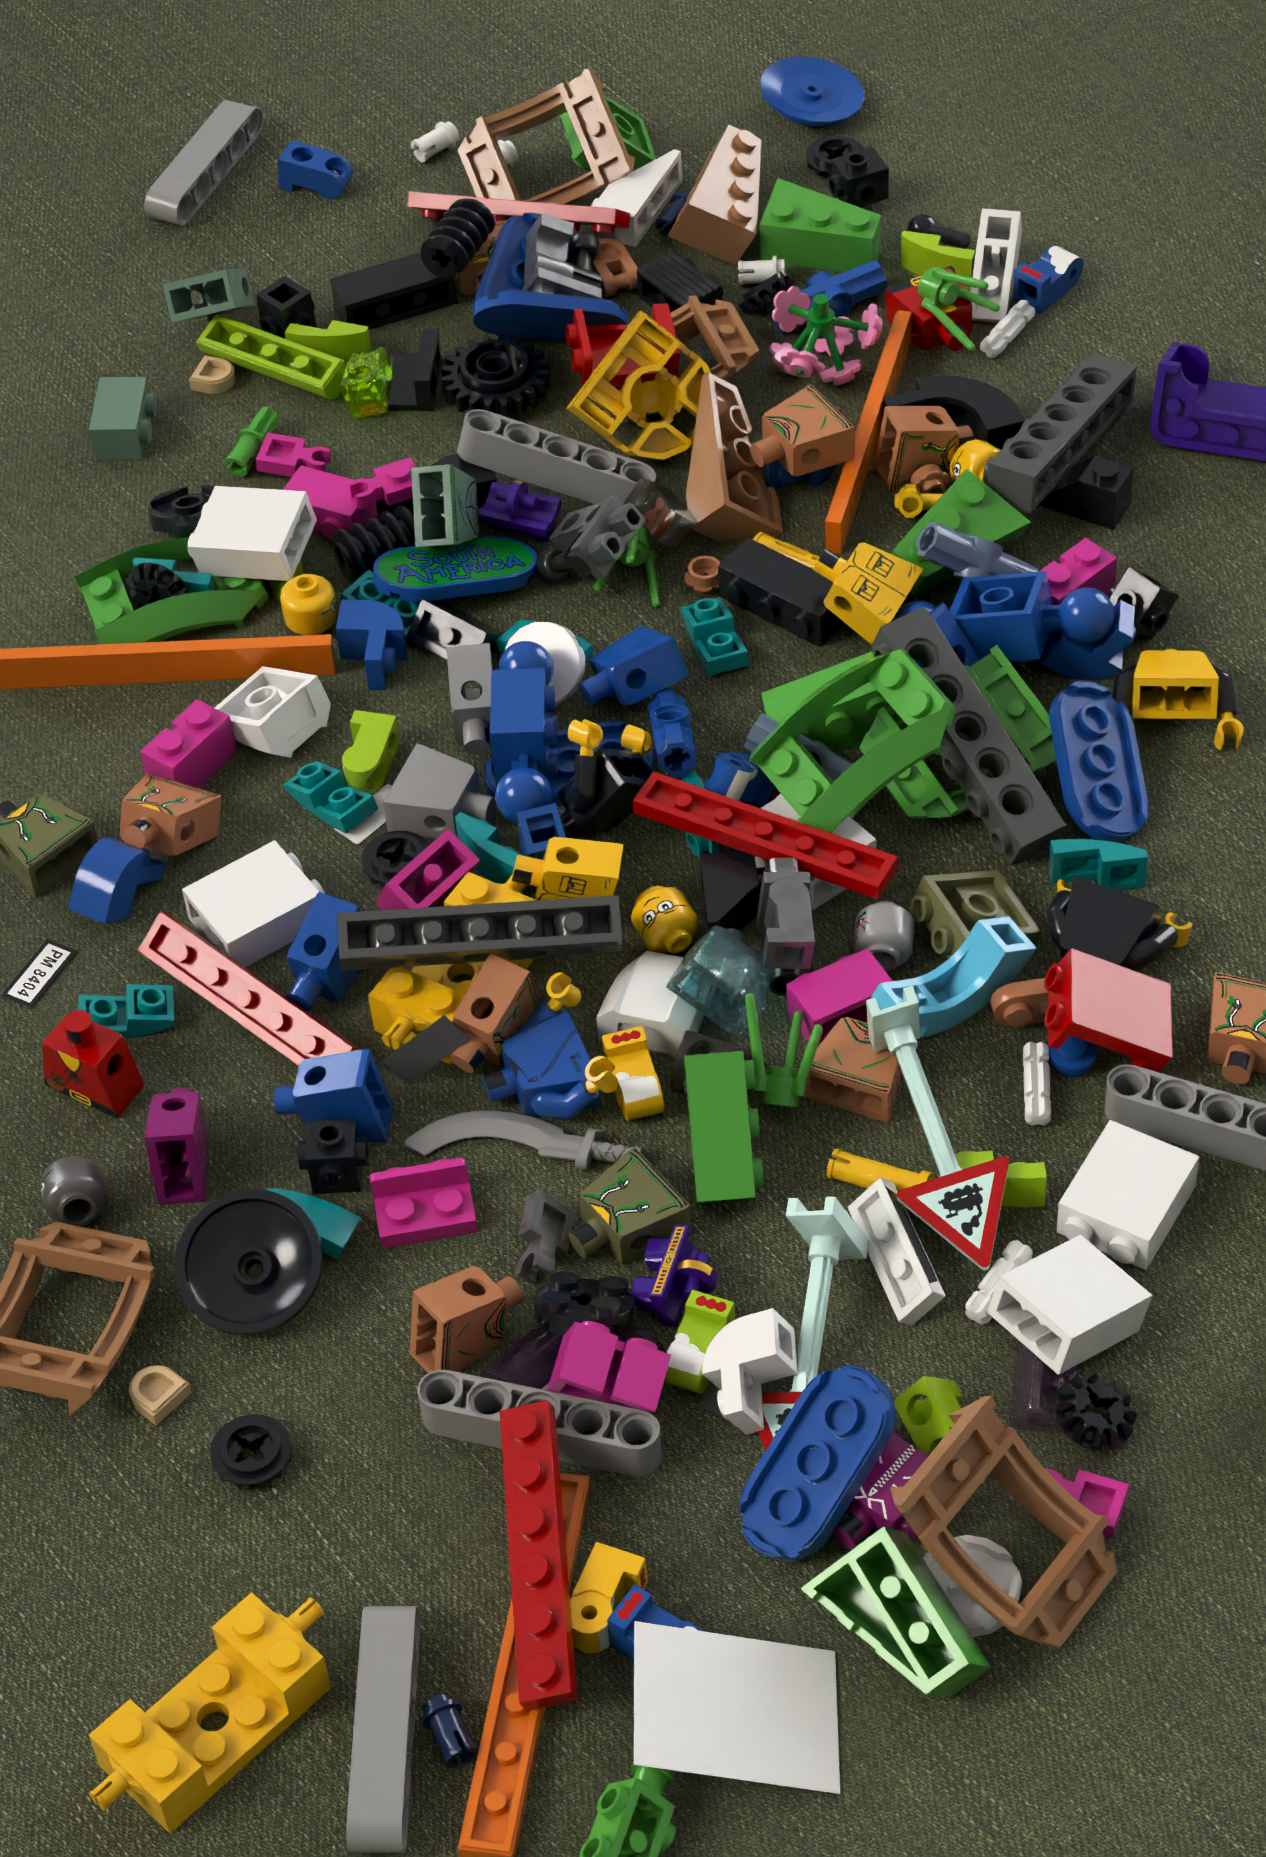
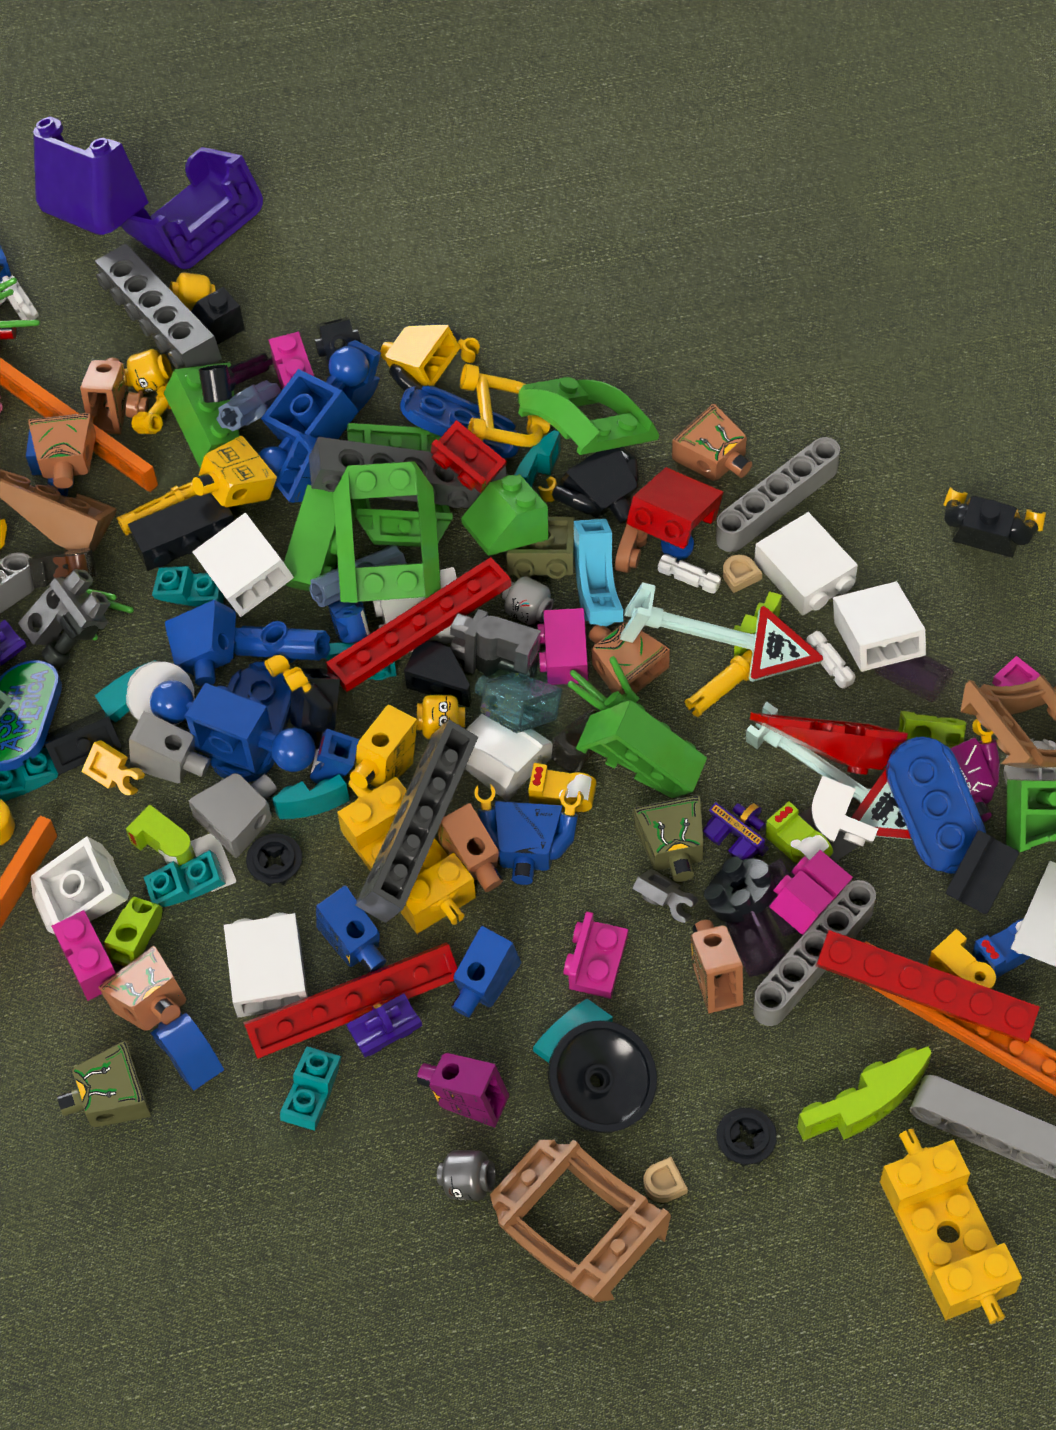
camera: 65 degrees left, 10 degrees up
(39, 973) = (229, 1137): sticker -> none
(90, 1064) = (357, 1123): red torso -> none
(223, 1036) = (384, 1025): none -> dark purple hips
(243, 776) = (132, 931): none -> lime leg
(333, 1155) = (530, 993): black brick -> none
(368, 1566) = (879, 1093): none -> lime slope
(372, 634) = (48, 788): blue brick -> none
(426, 1049) = (475, 900): dark grey sticker -> none
(429, 875) = (322, 843): dark pink brick -> none
(430, 674) = (108, 768): none -> yellow plate
(444, 1719) = (1019, 1093): dark blue pin -> none
(521, 1128) = (560, 874): light grey sword -> none
(703, 574) = (126, 562): nougat plate -> none
(750, 650) = (243, 564): none -> white brick
(752, 1557) = (982, 872): none -> black panel
(844, 1308) = (847, 743): none -> red wedge
(896, 1252) = (787, 698): white plate -> none
(968, 402) = (75, 352): black arch -> none
(970, 508) = (220, 380): none -> black axle
(979, 856) = (507, 516): none -> bright green slope
(1019, 769) = (467, 457): none -> red bracket
(1074, 1135) = (740, 572): none -> tan tile
(1091, 1429) = (944, 657): black gear -> none
(1120, 446) = (191, 288): none -> yellow head
(1151, 836) = (484, 427): none -> yellow bar
(1162, 891) = (559, 402): none -> bright green wedge
(1182, 291) = (86, 186): none -> dark purple windscreen

